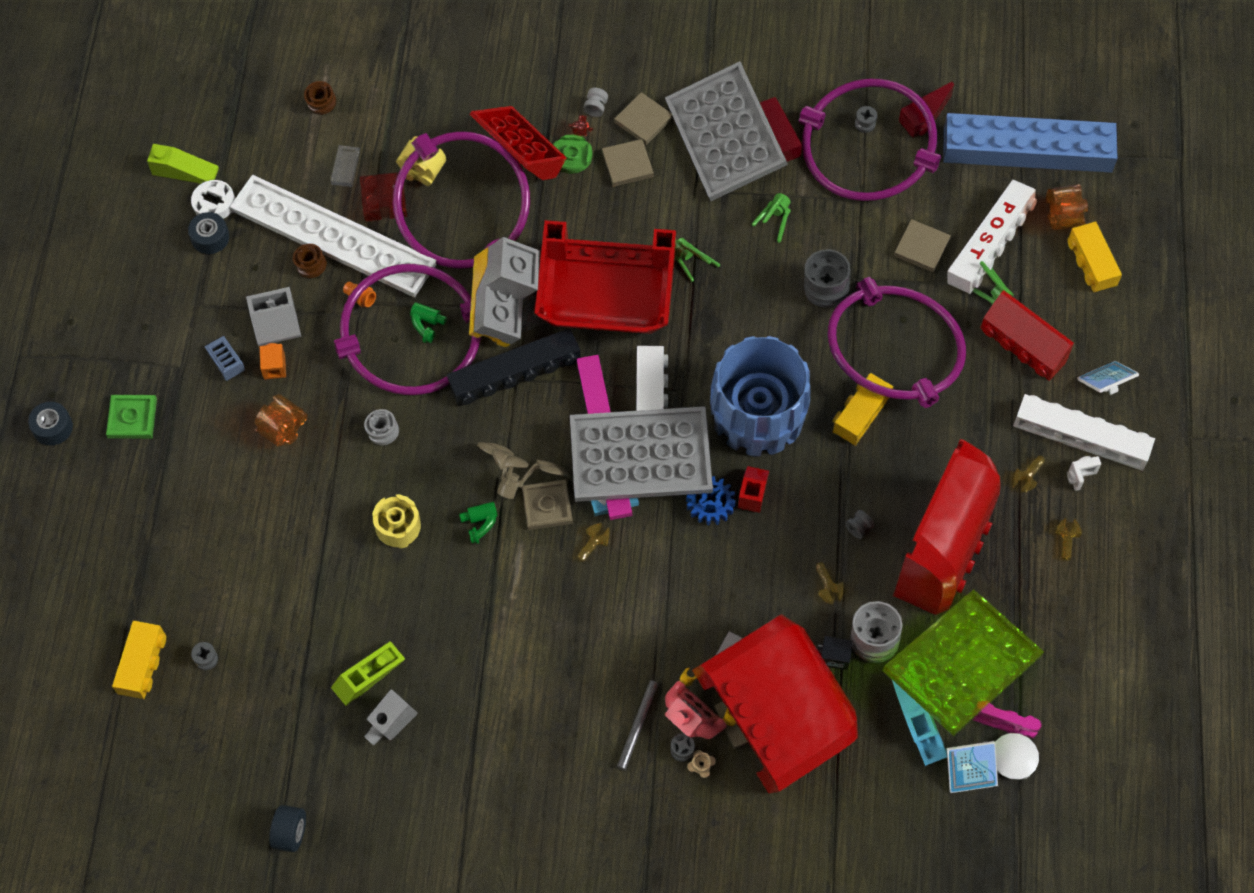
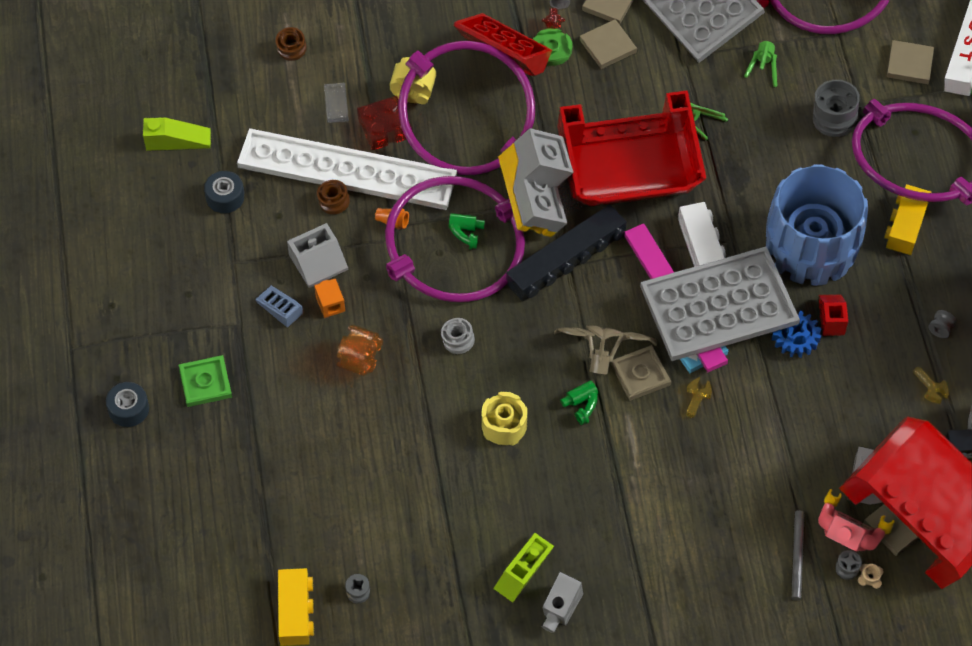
camera: 15 degrees left, 5 degrees down
(218, 189) = (216, 149): white piece -> none

